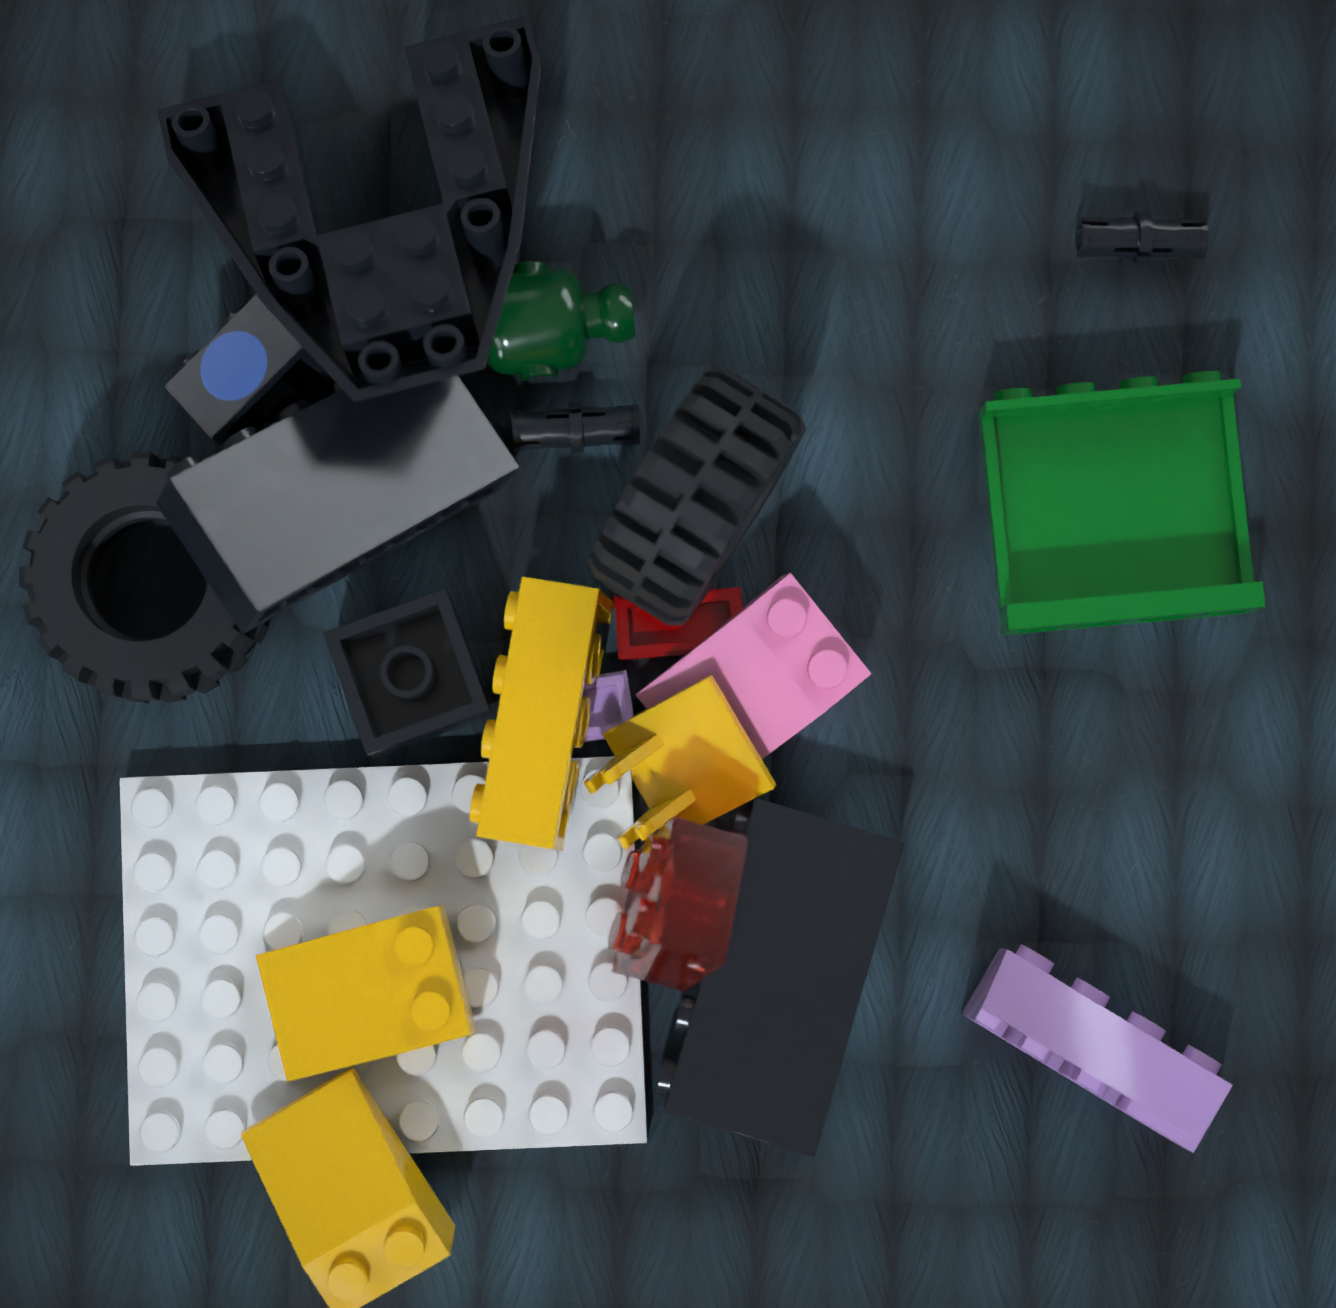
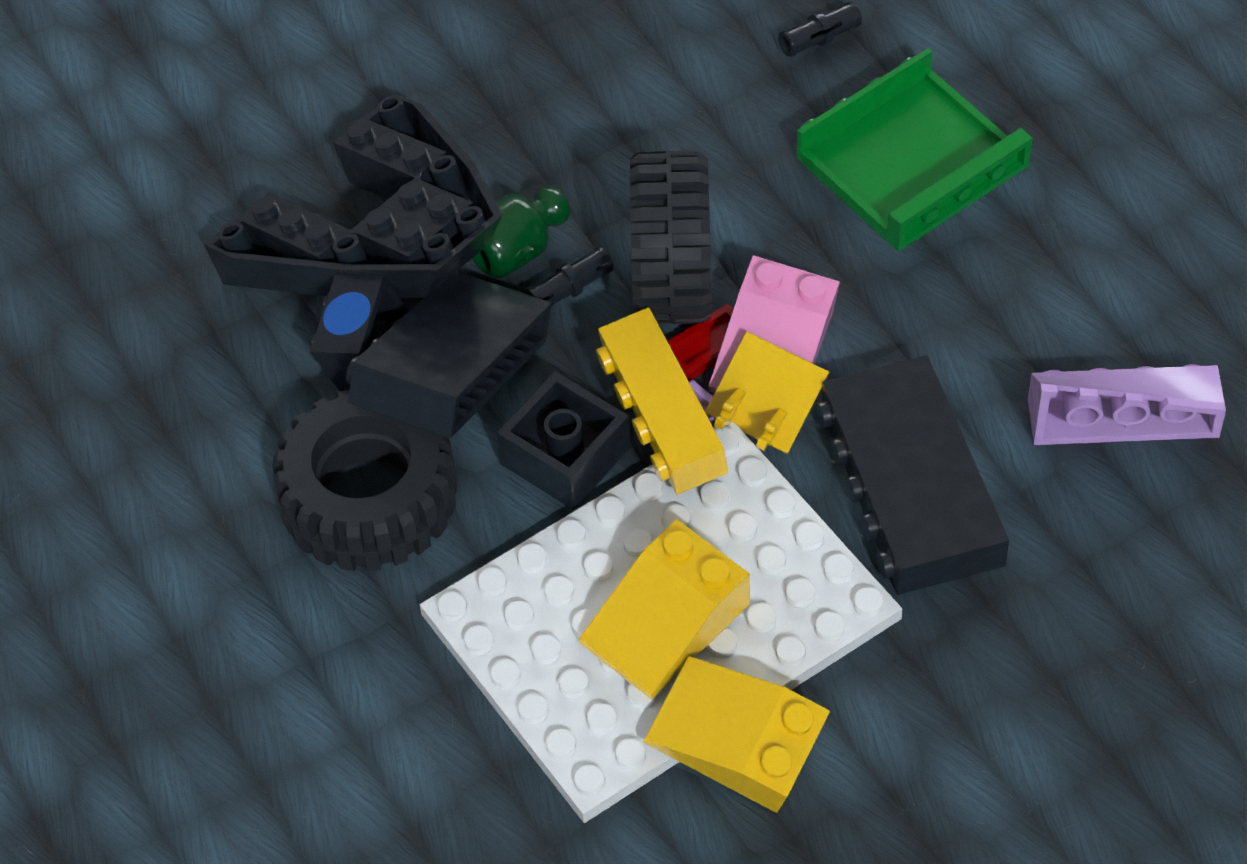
camera: 30 degrees left, 30 degrees down
(678, 904) = (821, 449): clear red brick -> none

